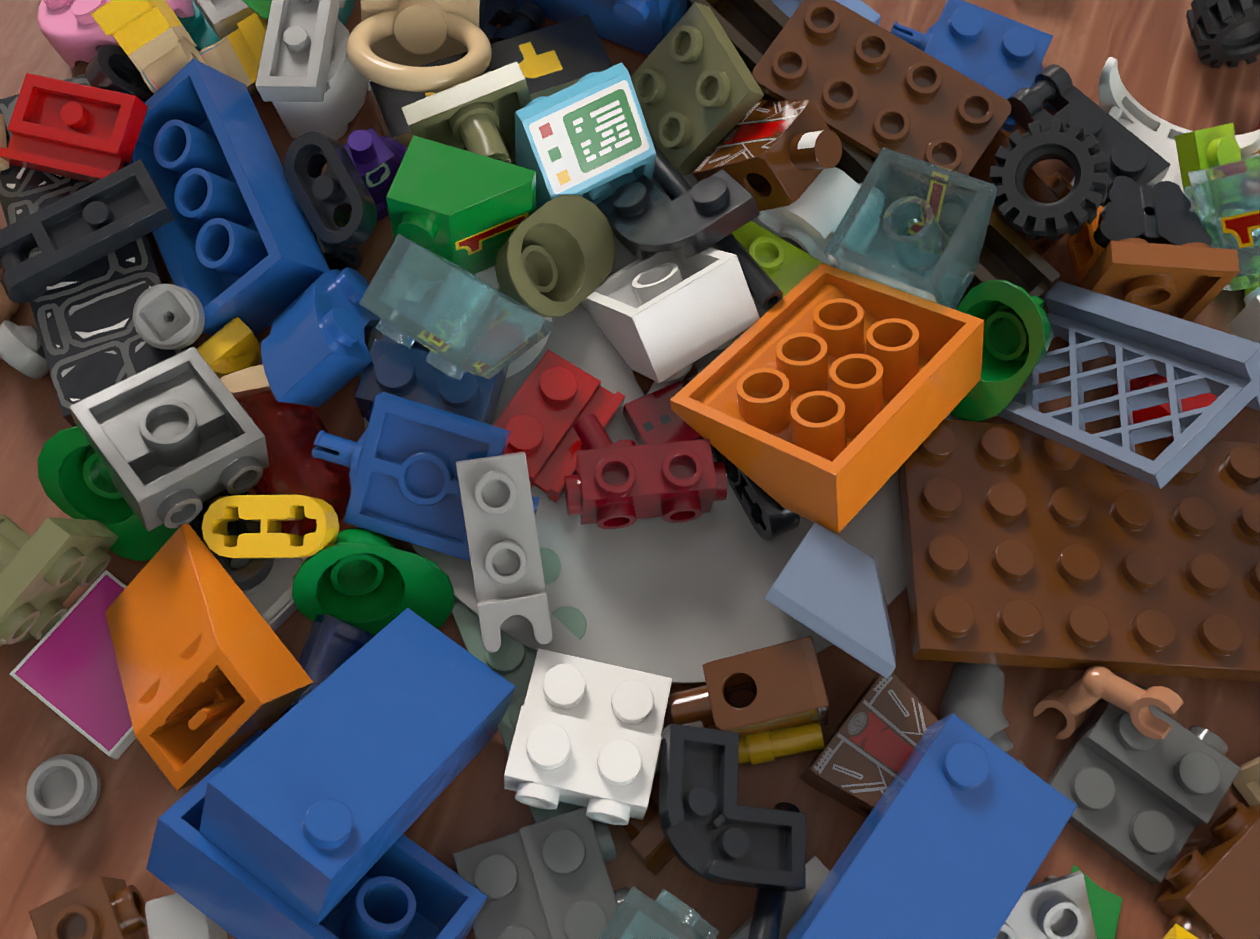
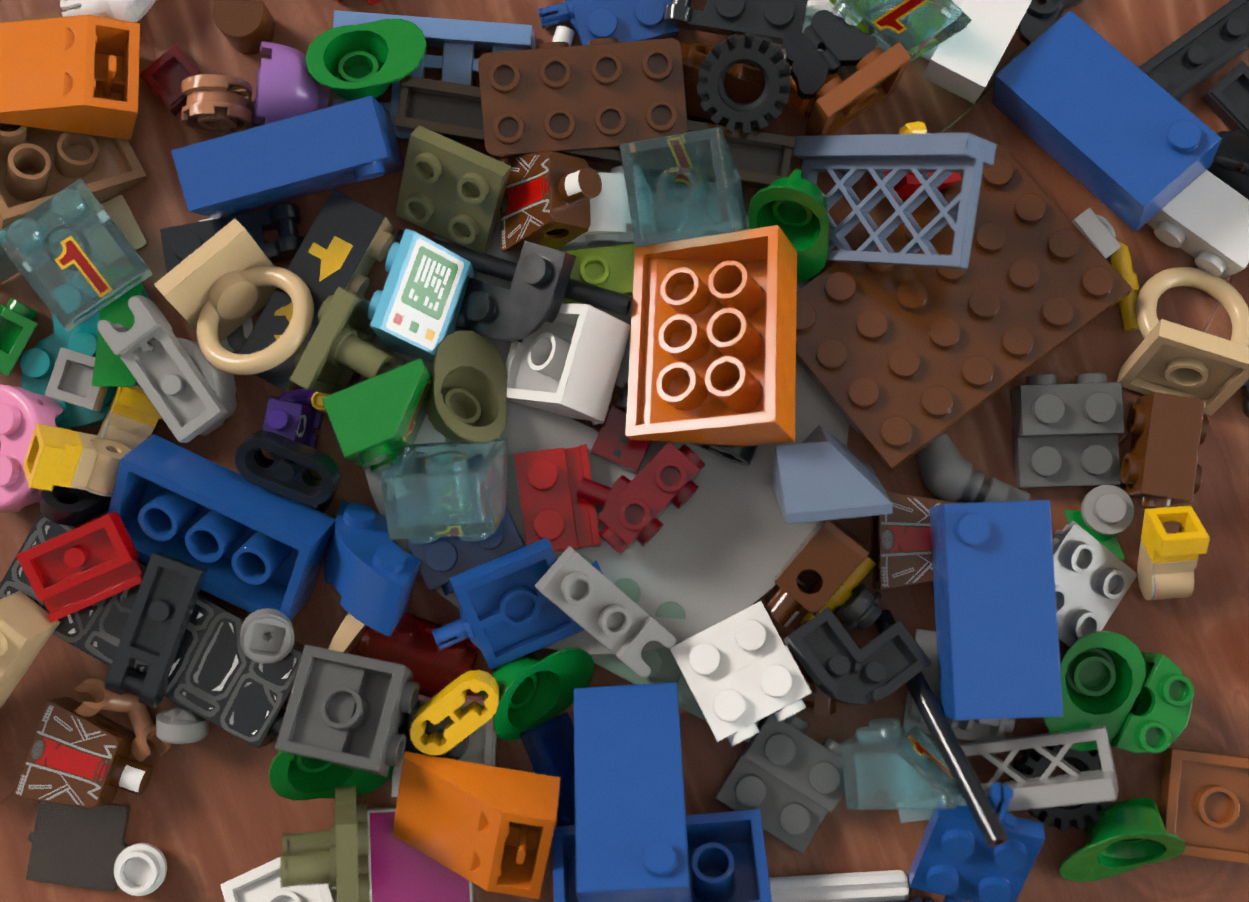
camera: 30 degrees left, 15 degrees up
(231, 349) = (315, 621): yellow tile -> none
(770, 782) = (860, 609): none -> dark grey plate
(1101, 683) = (1047, 396): nougat arm -> none
(1126, 899) = (1107, 510): none -> light grey plate

